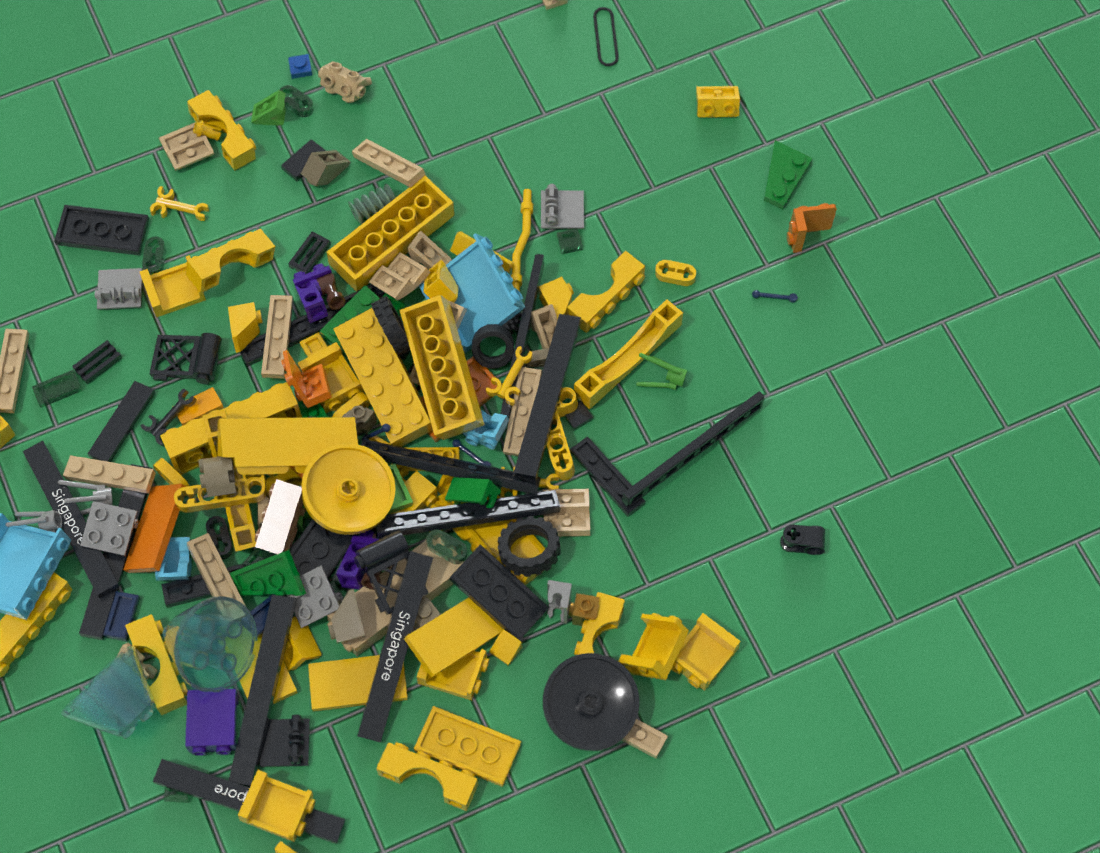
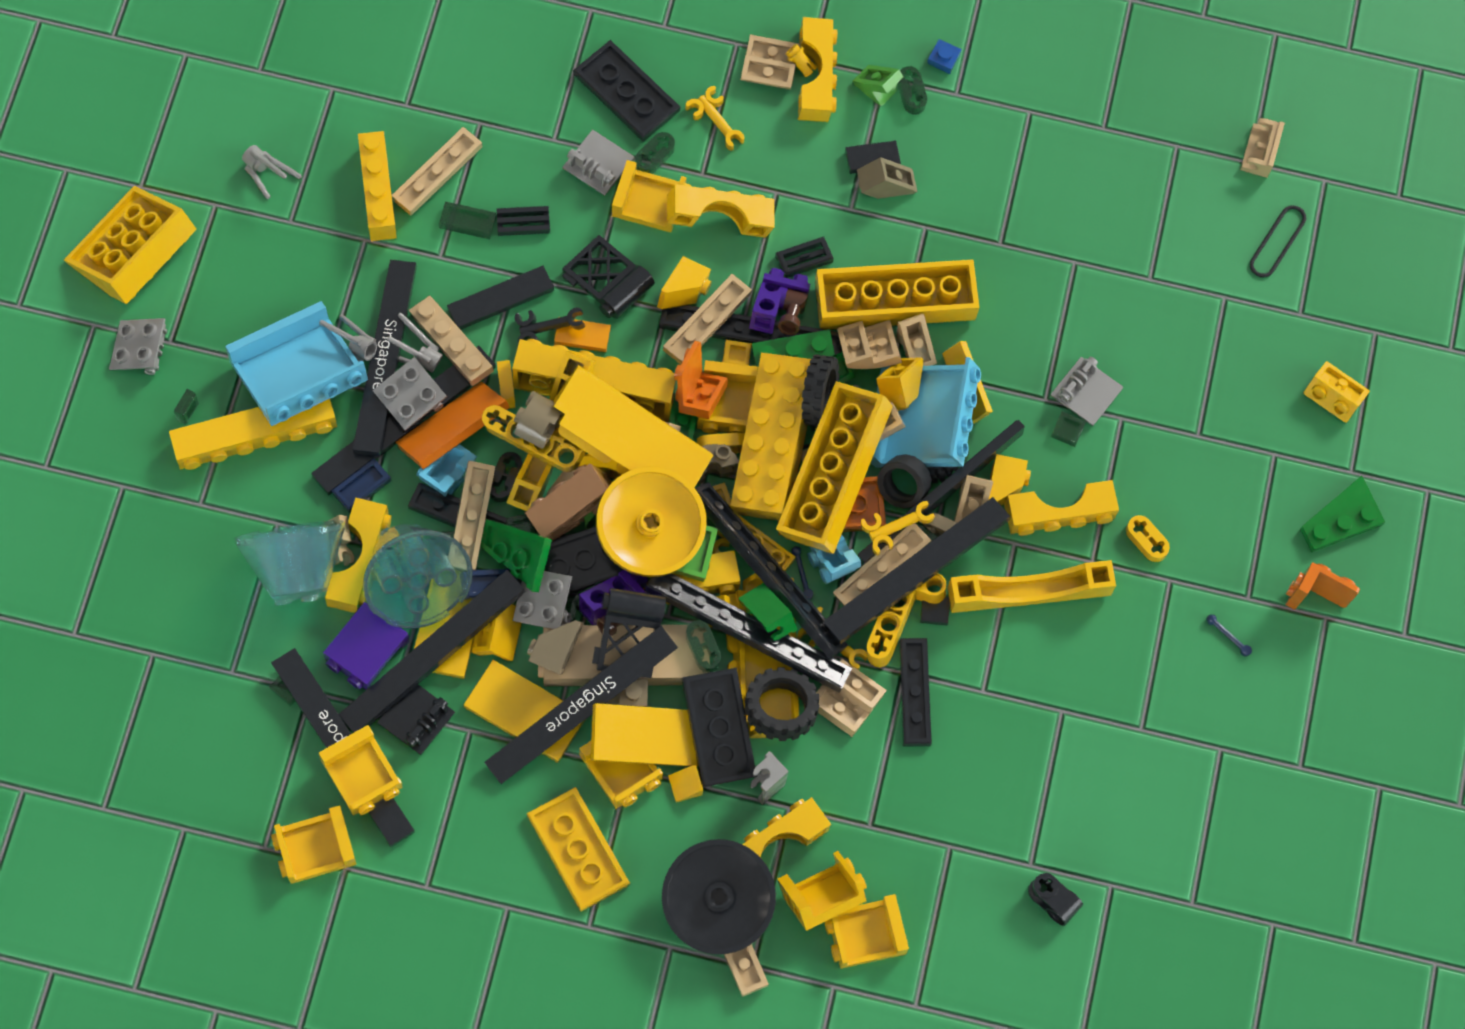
camera: 30 degrees right, 5 degrees up
(343, 81) = (972, 104): tan brick -> none
(372, 204) = (901, 251): sand green piece -> none
(385, 428) = (735, 487): dark blue hinge -> none
(388, 163) = (949, 220): tan plate -> none
(400, 763) = (502, 818): yellow arch -> none
(526, 210) = (1050, 367): yellow bar -> none
(583, 608) = (786, 803): pearl gold bracket -> none
(675, 374) = (1062, 641): bright green plant -> none
(692, 450) = (1018, 728): black tile -> none

